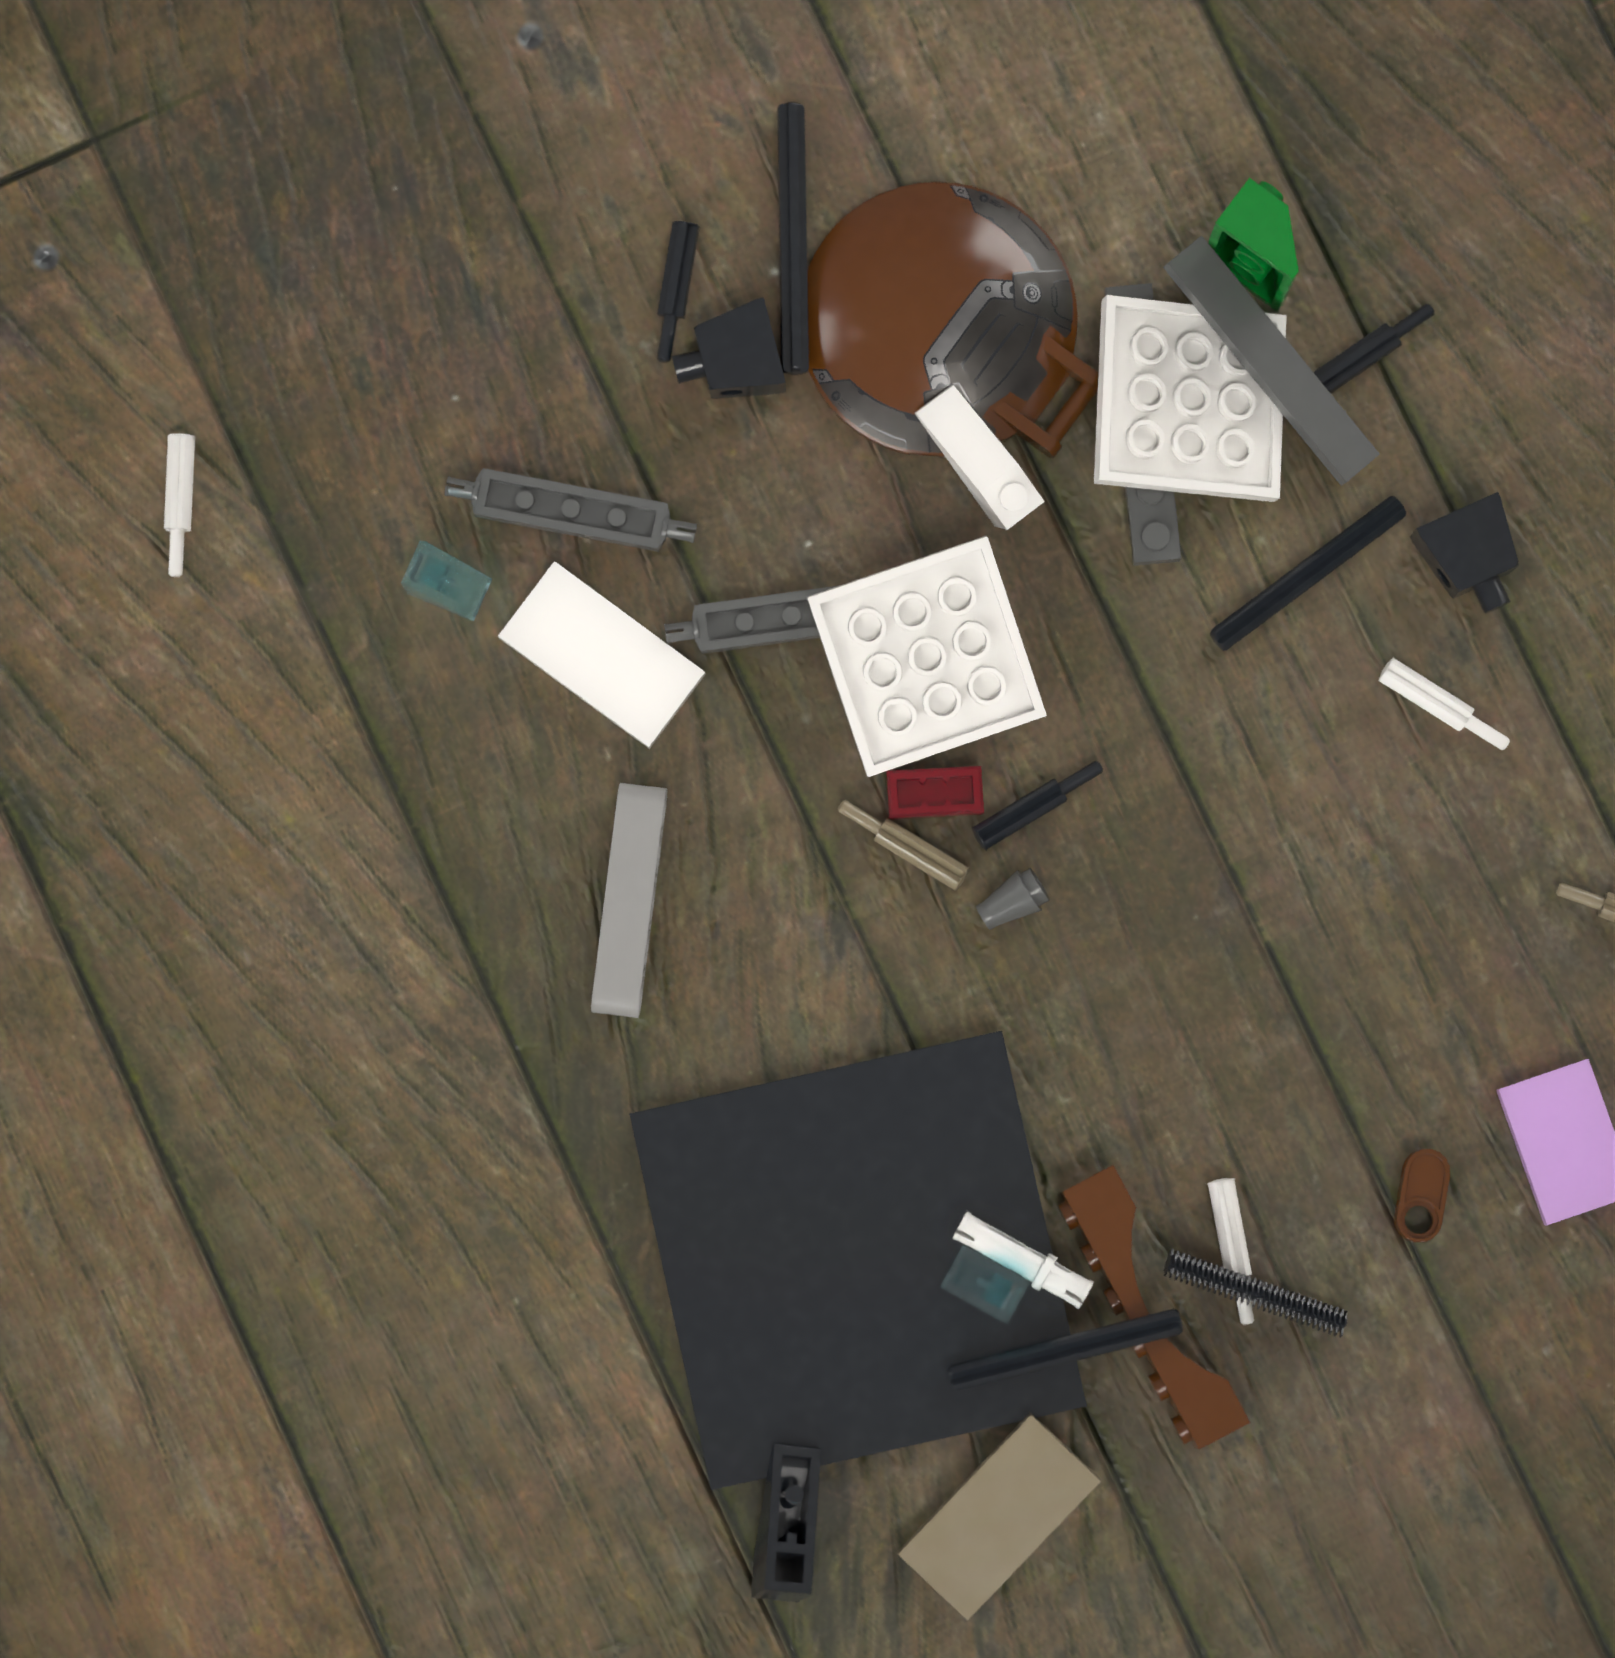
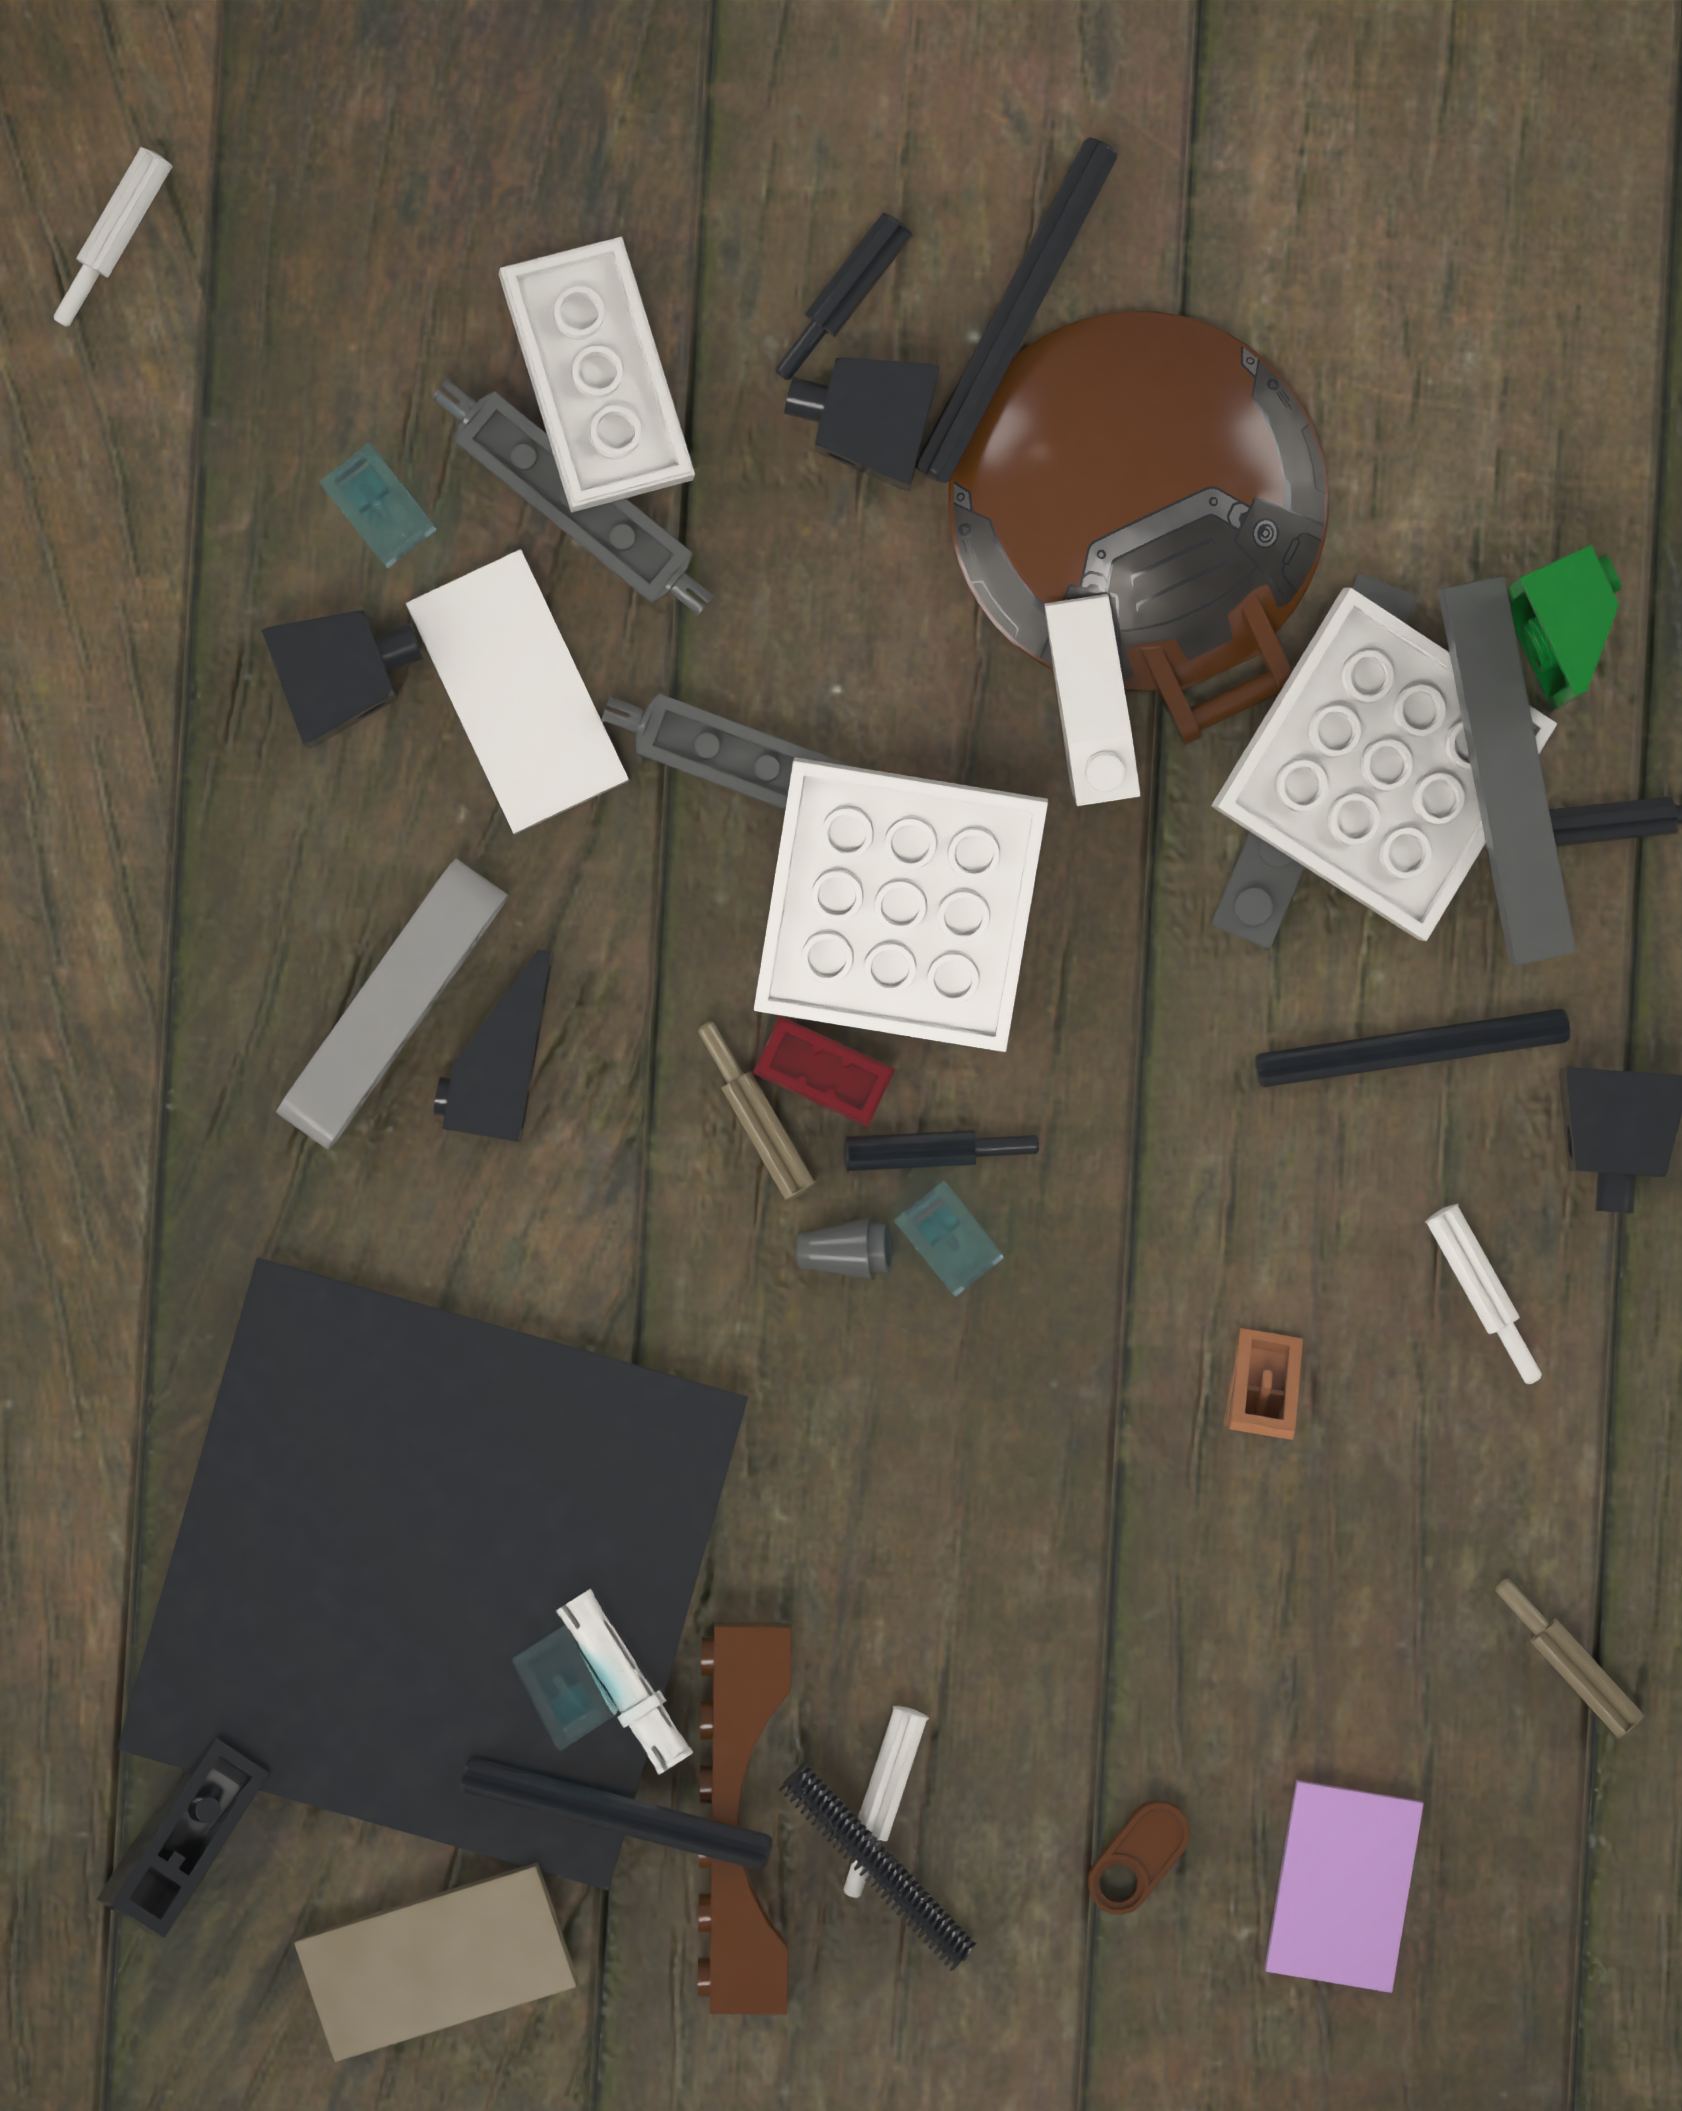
camera: 25 degrees right, 5 degrees up
(477, 701) = (337, 670): none -> black torso
(543, 422) = (596, 374): none -> white tile
(720, 905) = (496, 1069): none -> black slope
(1075, 856) = (949, 1238): none -> clear light blue slope
(1334, 842) = (1264, 1384): none -> nougat slope

